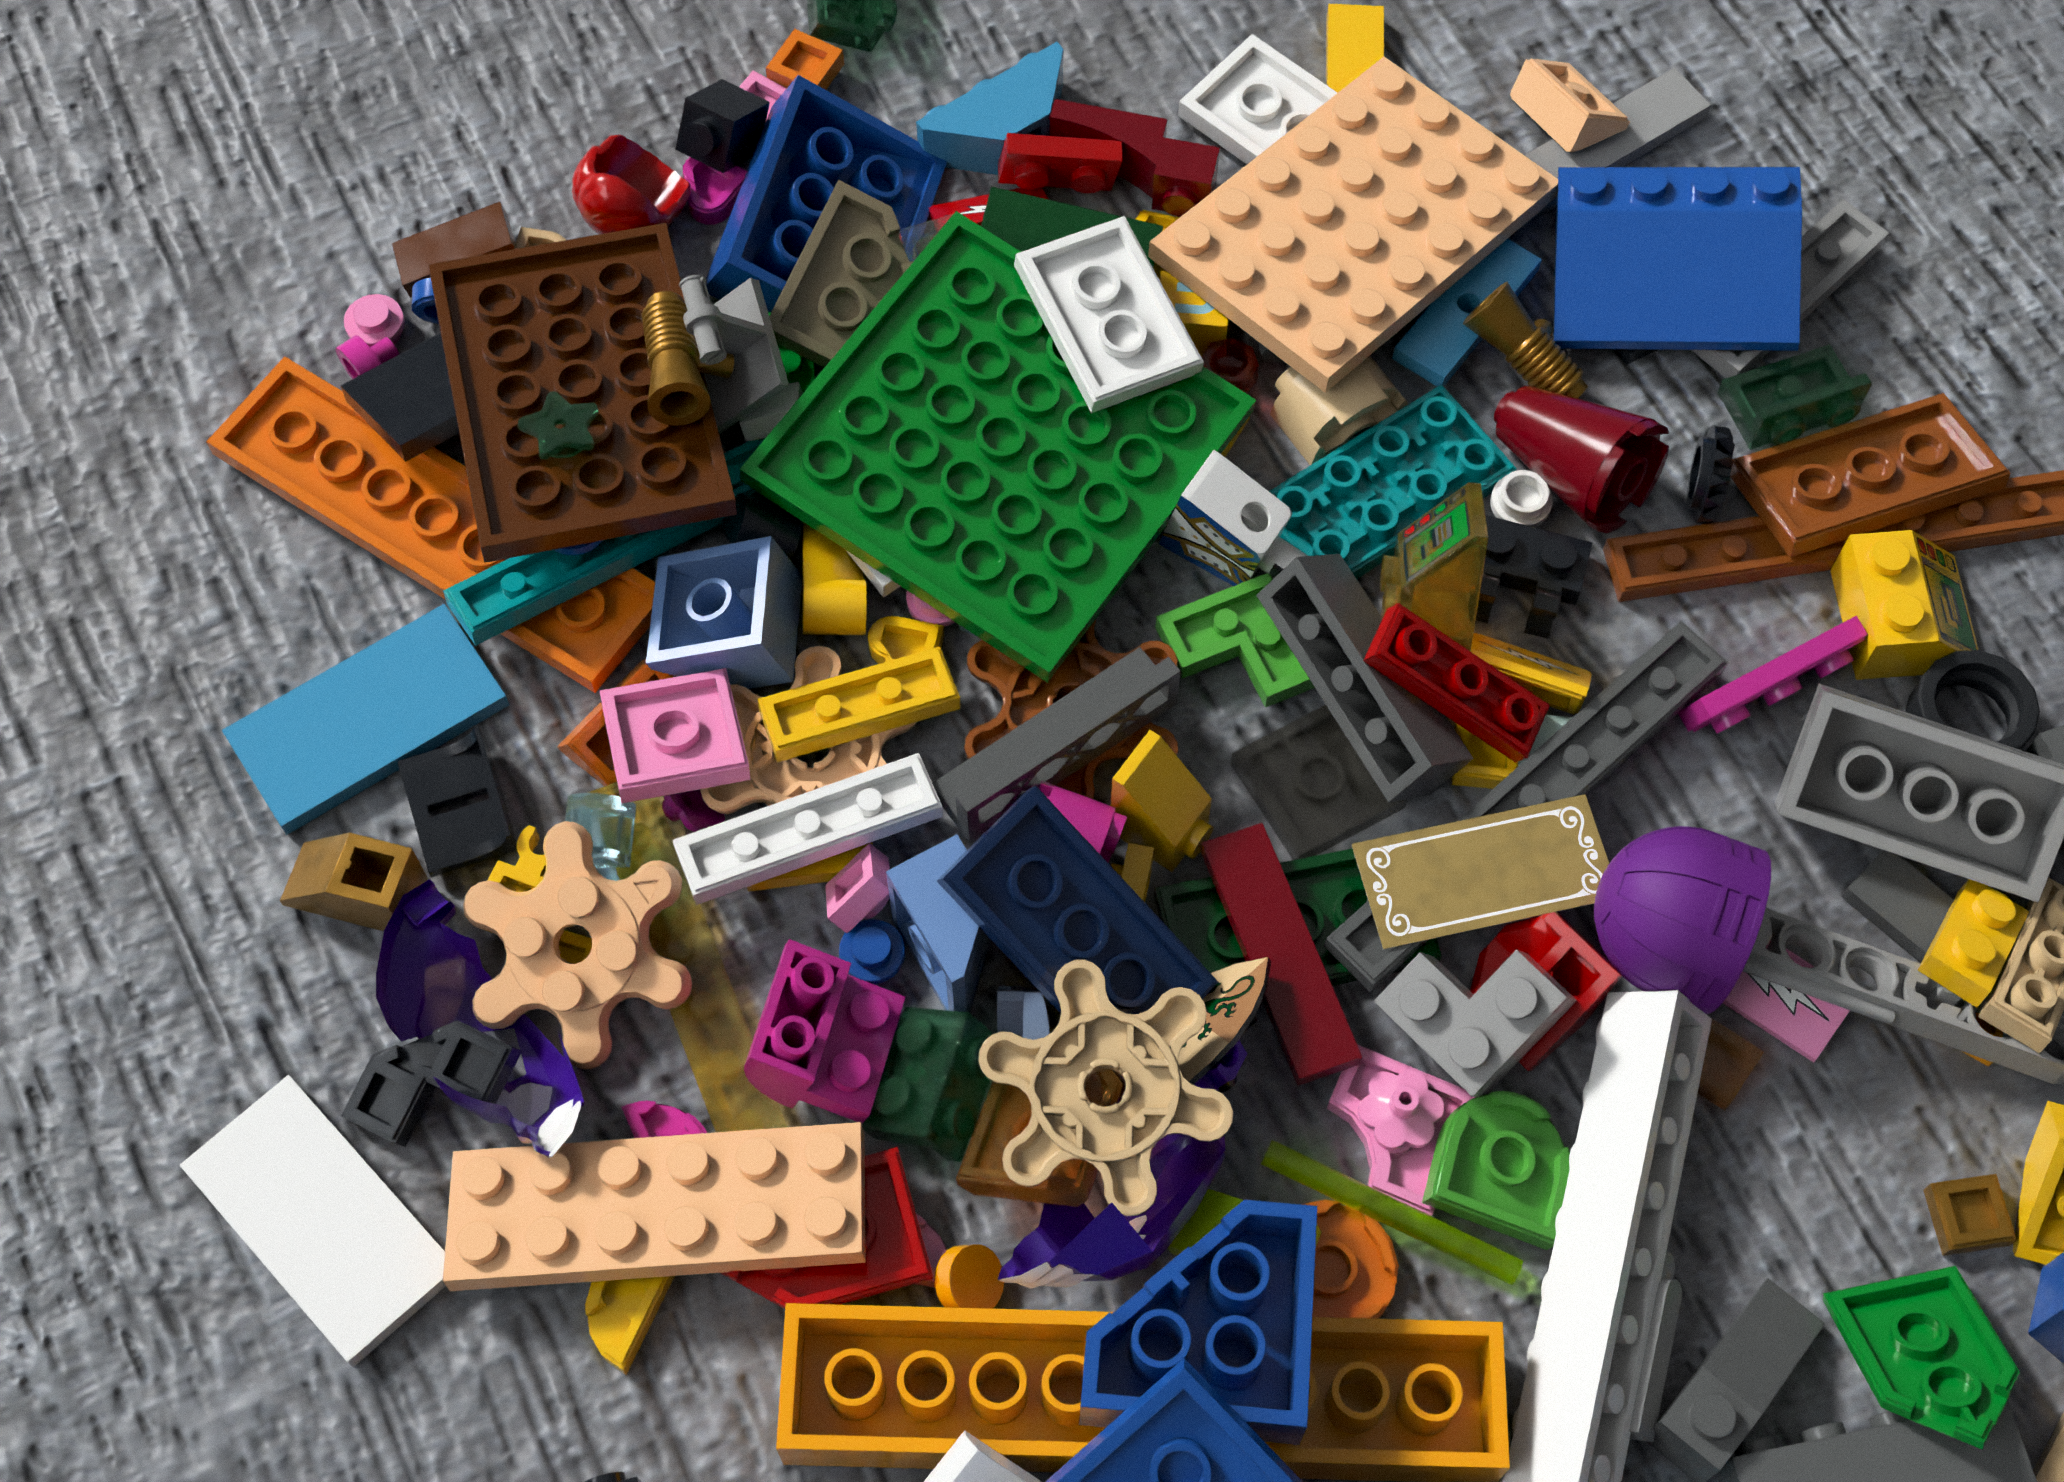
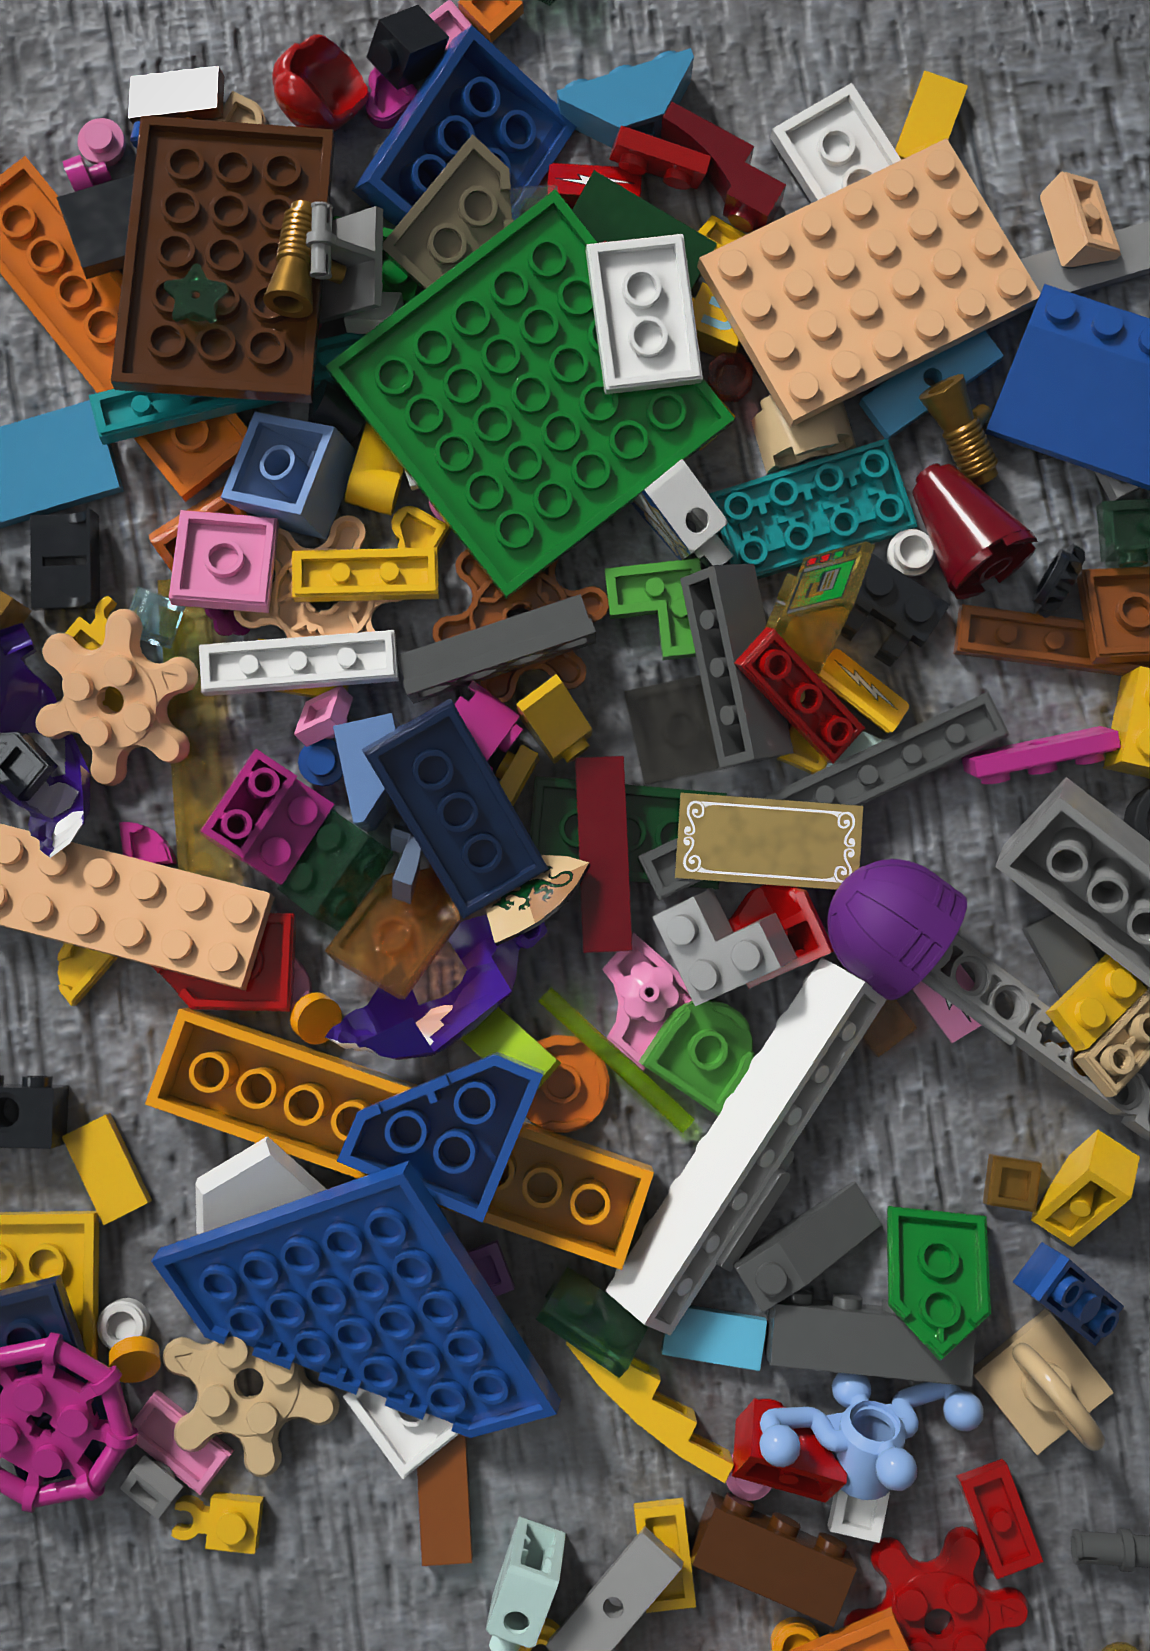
camera: 20 degrees right, 20 degrees up
(1095, 1038) = (403, 942): tan plate -> none

